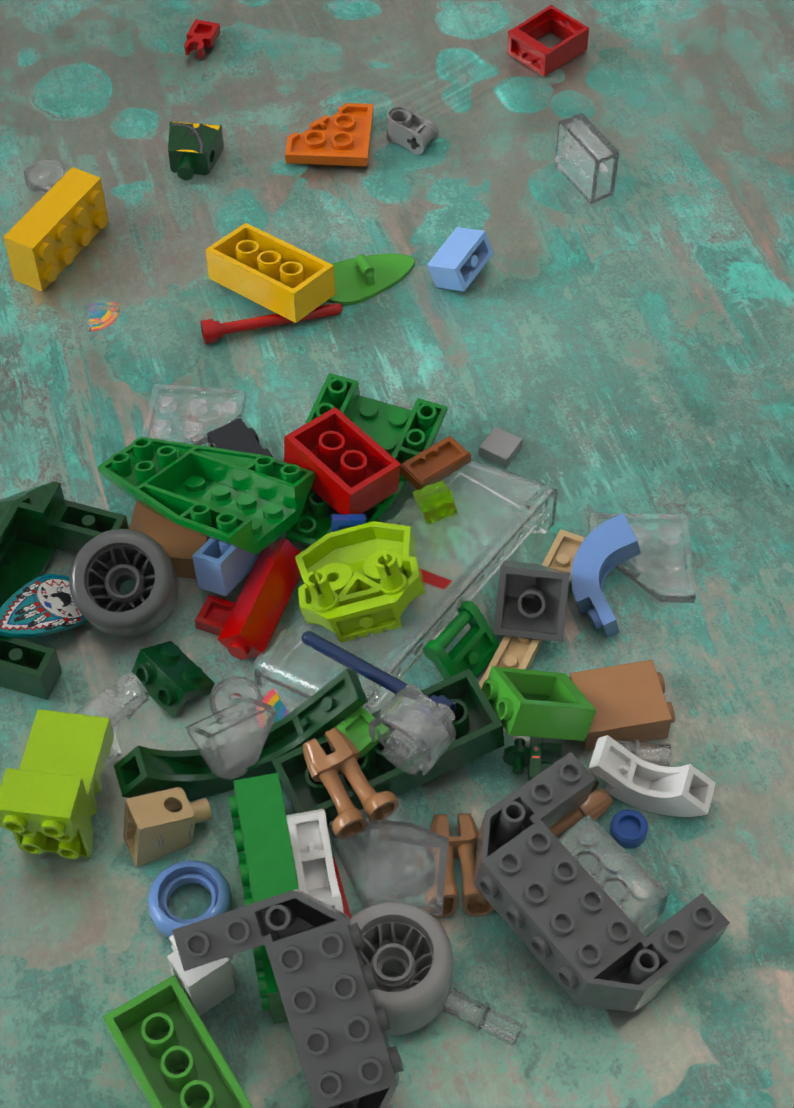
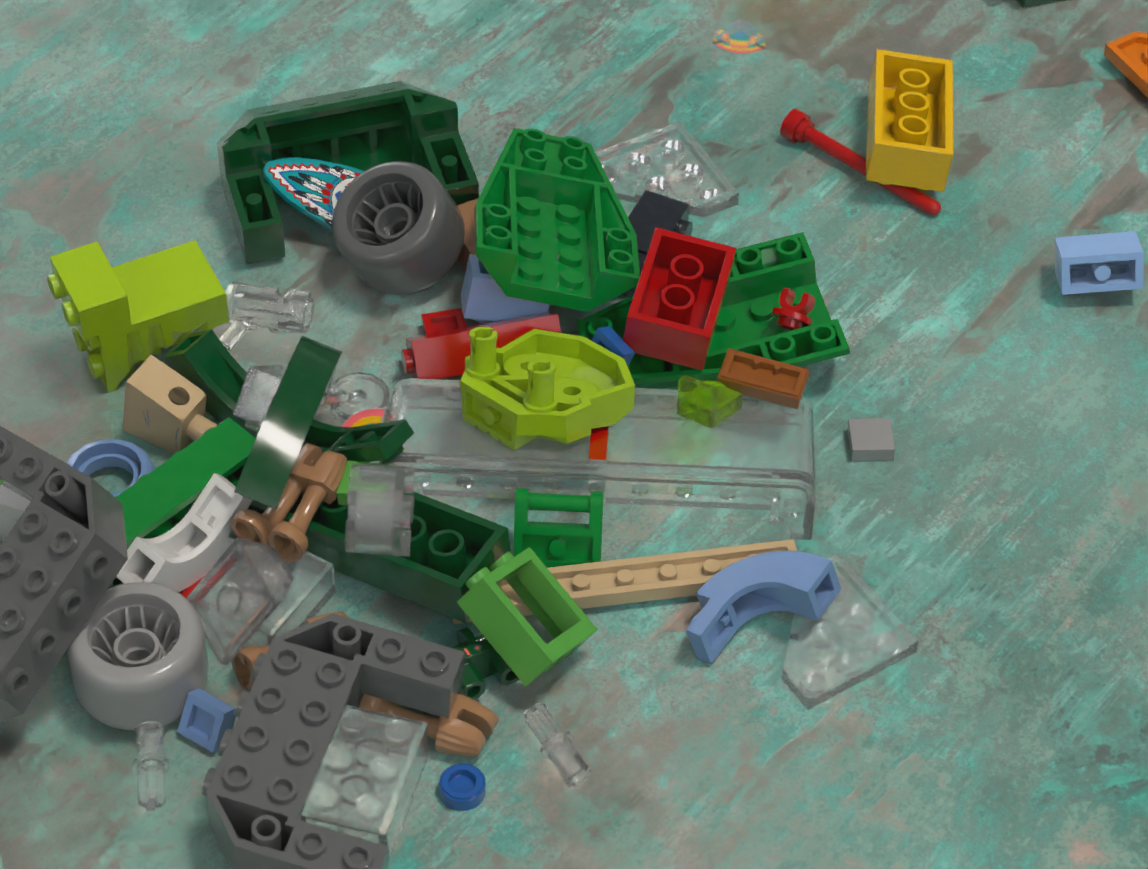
camera: 55 degrees right, 5 degrees down
(170, 676) = (347, 325): dark green bracket -> none
(290, 728) = (288, 422): none -> dark green arch
(362, 667) = (430, 521): dark blue piece -> none
(368, 276) = (1004, 206): bright green shield -> none
(388, 421) = (792, 316): none -> red plate
(471, 956) = (206, 719): none -> medium blue tile
(531, 601) = (654, 545): dark grey slope -> none
(627, 702) = (605, 700): medium nougat brick -> none
(651, 787) = (519, 763): white arch -> none

